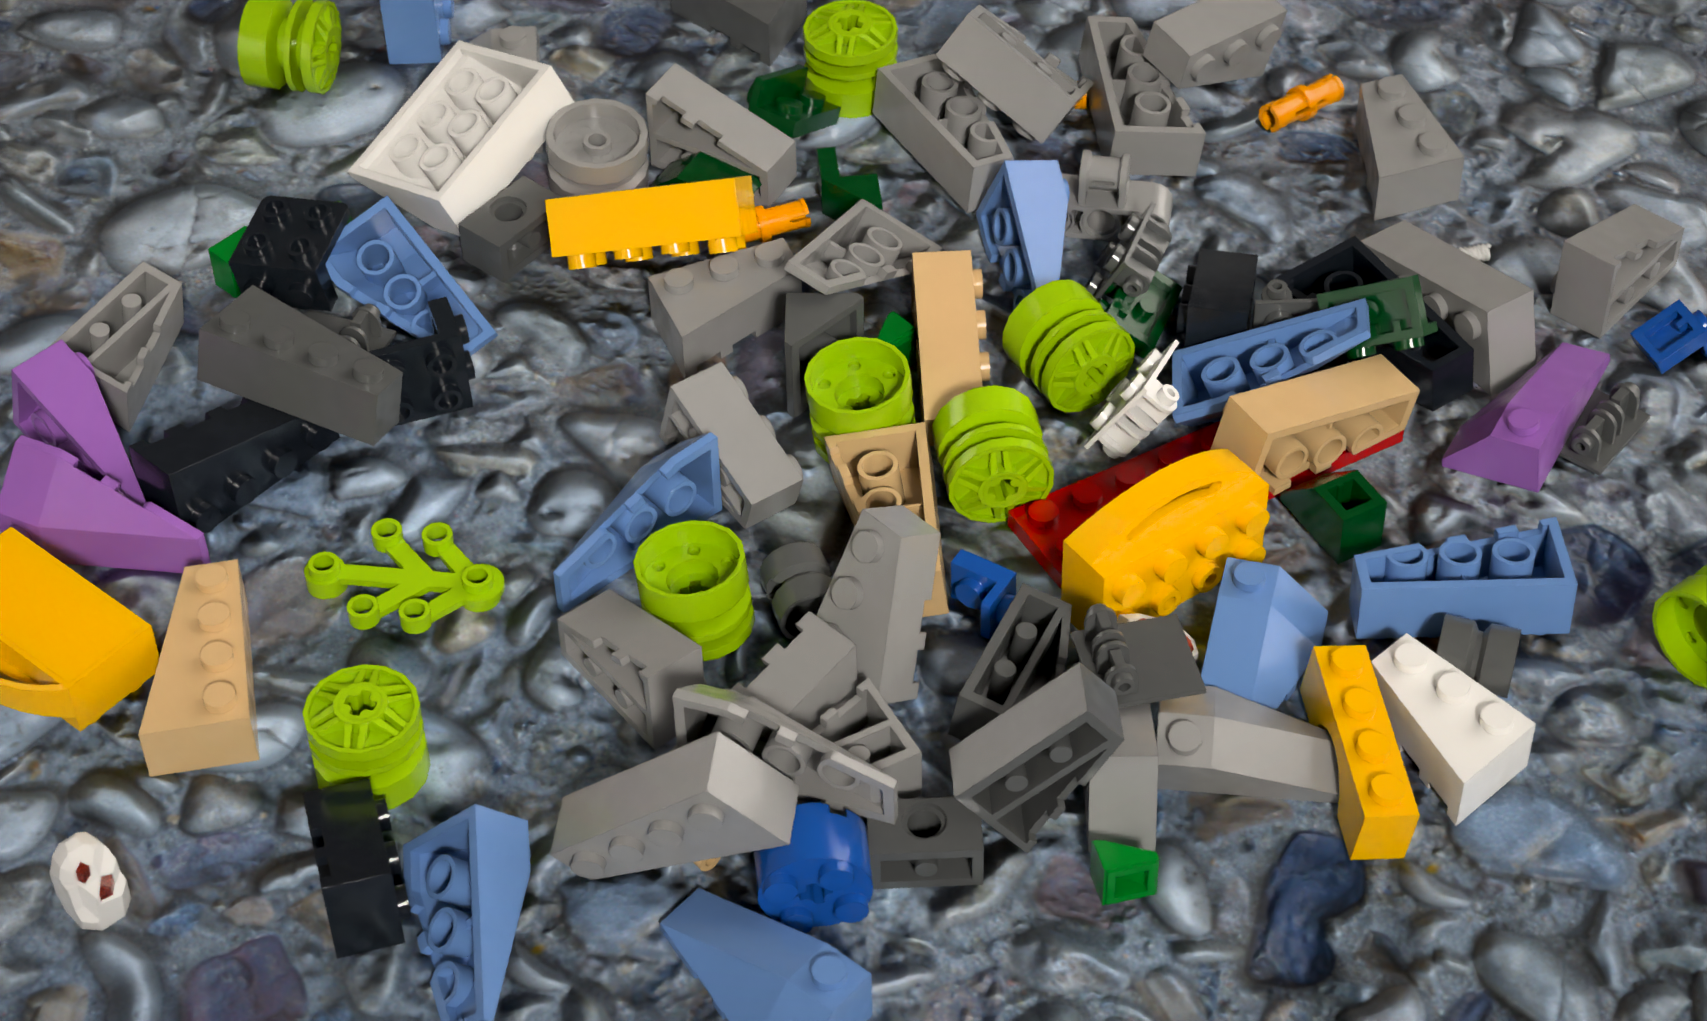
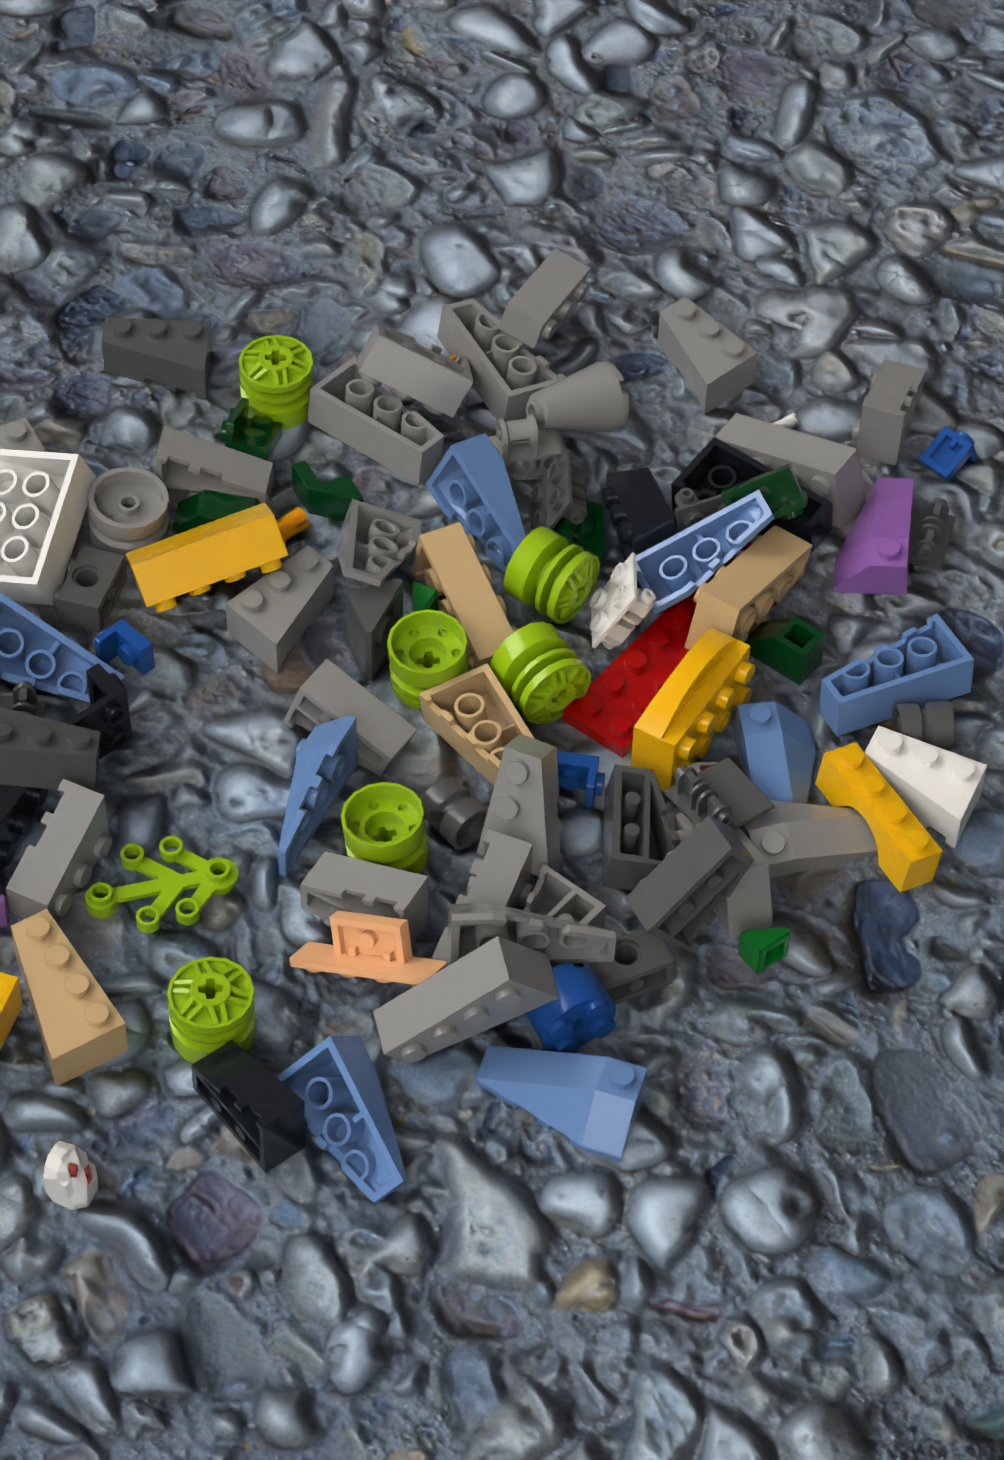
camera: 25 degrees left, 5 degrees up
(301, 509) = (63, 856): none -> light grey wedge
(512, 294) = (126, 643): none -> blue bracket
(595, 718) = (368, 949): none -> light nougat bracket
(1205, 160) = (582, 401): none -> light grey cone
(1301, 103) = (615, 333): light orange pin -> none

